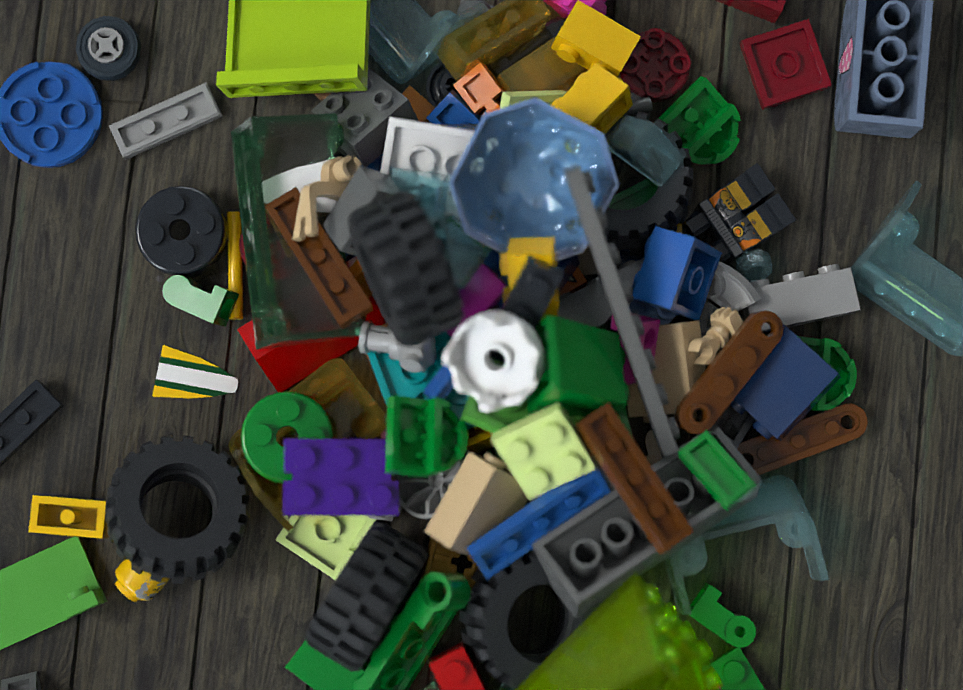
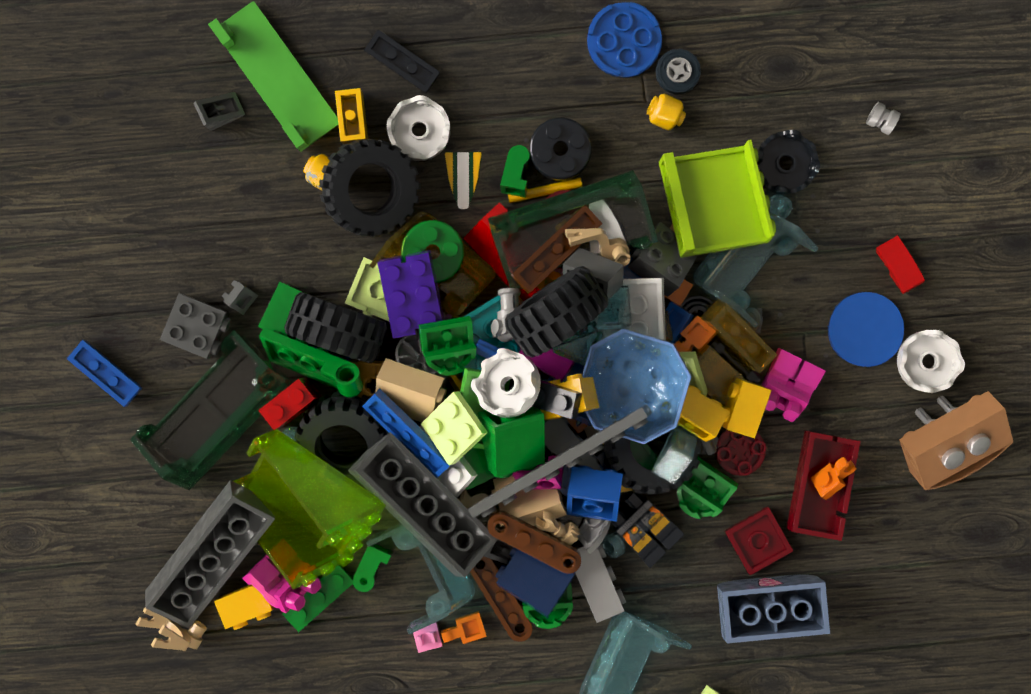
camera: 75 degrees right, 5 degrees up
(90, 407) = (413, 111): none -> white plate
(160, 74) = (666, 111): none -> yellow head
(165, 121) = (635, 121): light grey tile -> none
(634, 478) = (447, 492): reddish brown piece -> none
(716, 470) = (465, 546): green tile -> none
(835, 494) = (468, 628): none -> orange plate
(839, 555) = (428, 638): none -> bright pink tile

